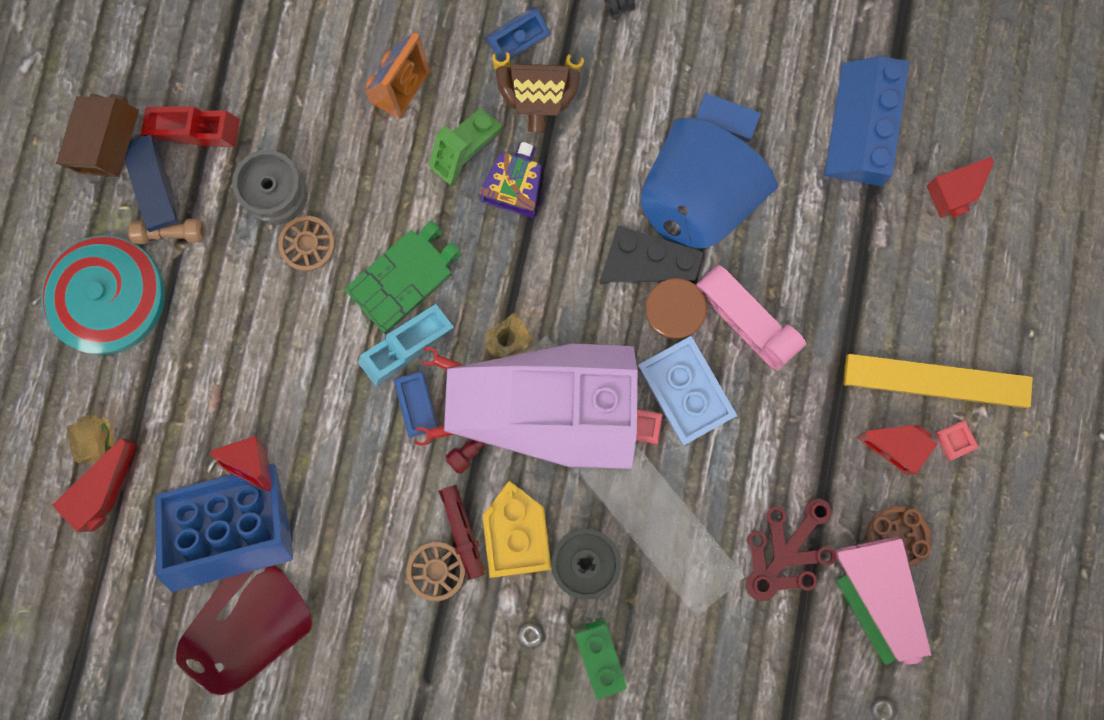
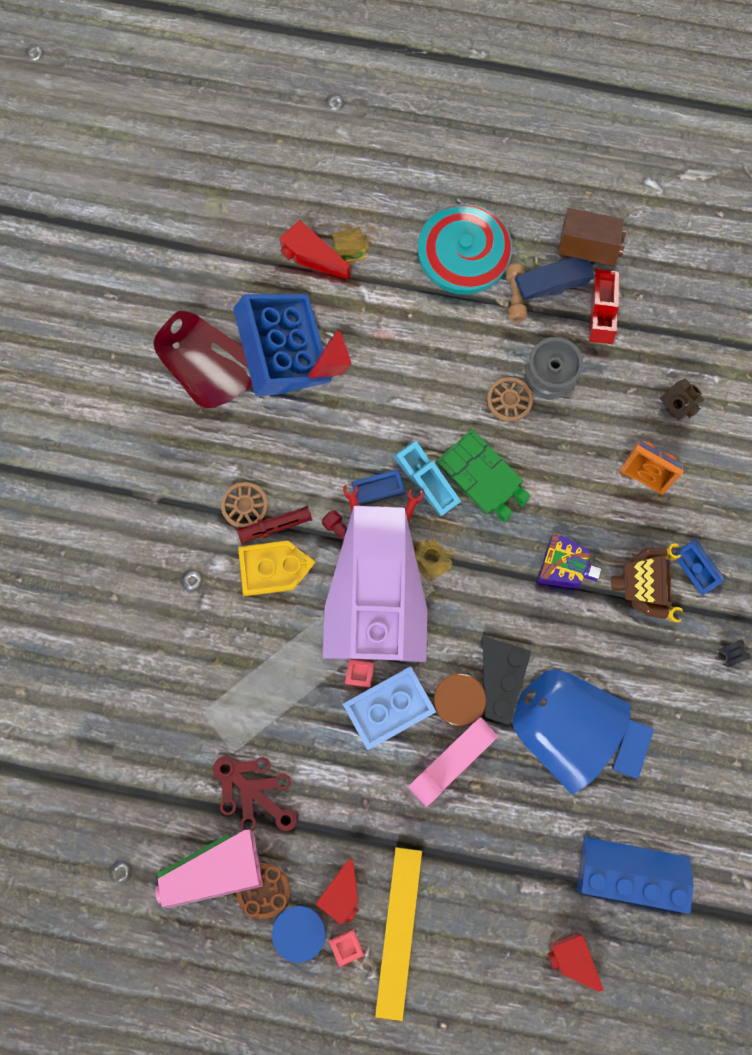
camera: 85 degrees right, 5 degrees down
(315, 39) = (683, 399): none -> dark brown brick
(458, 146) = (594, 516): bright green bracket -> none
(586, 582) = (246, 606): pearl dark grey wheel -> none
(600, 658) = (170, 630): green panel -> none
(944, 495) = (298, 934): none -> blue tile

